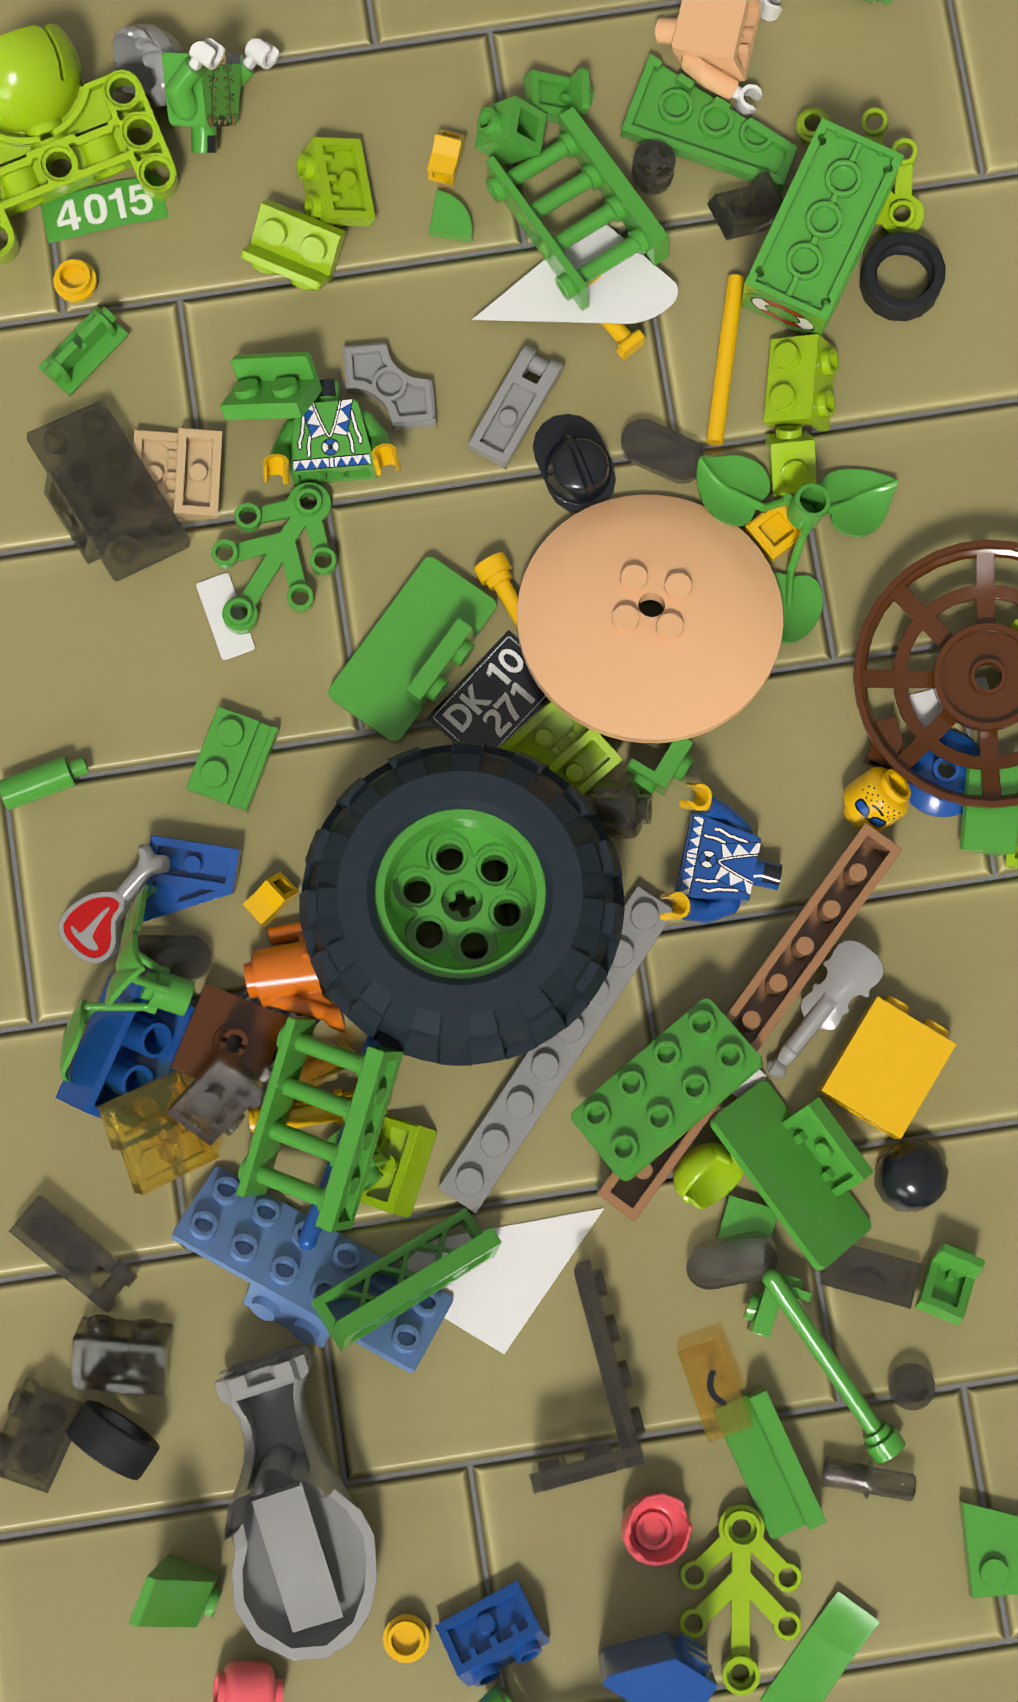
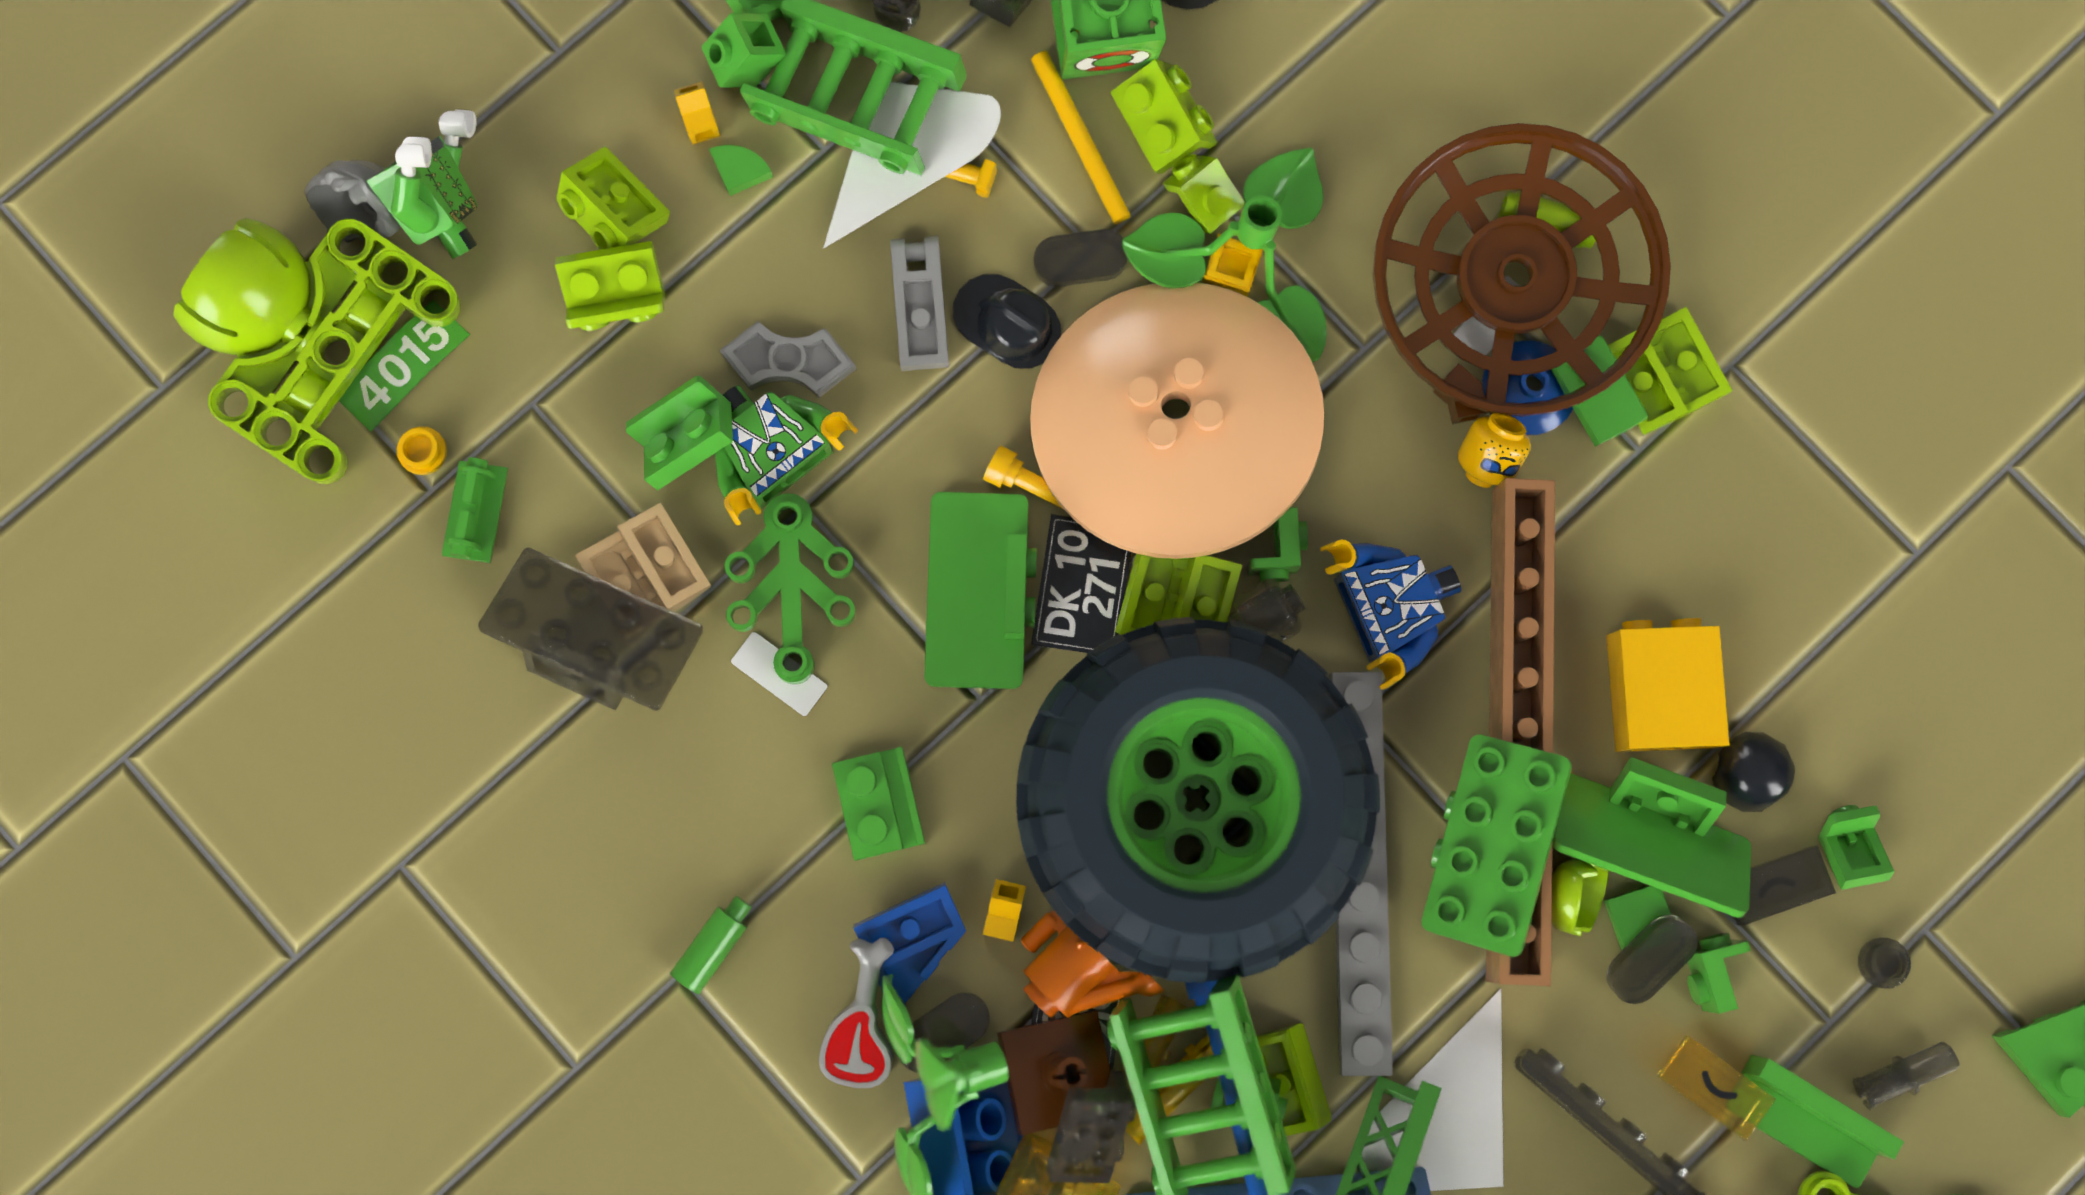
camera: 40 degrees left, 0 degrees up
(850, 973) = (1580, 625): light grey piece -> none
(881, 1439) = (1891, 1028): bright green piece -> none

